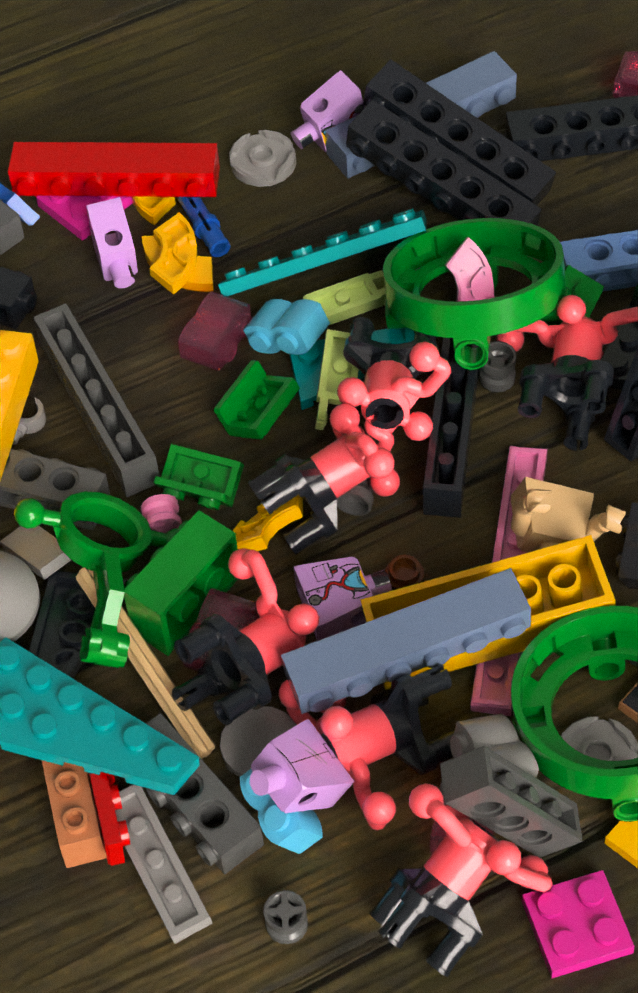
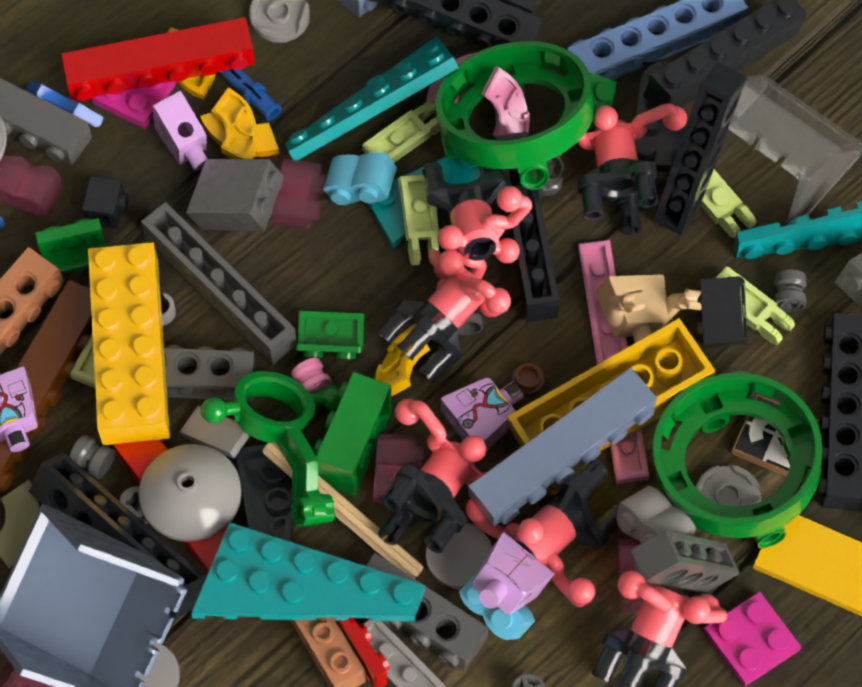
camera: 20 degrees left, 10 degrees up
(145, 314) = (235, 194): none -> flat silver brick
(254, 402) = (355, 254): green bracket -> none

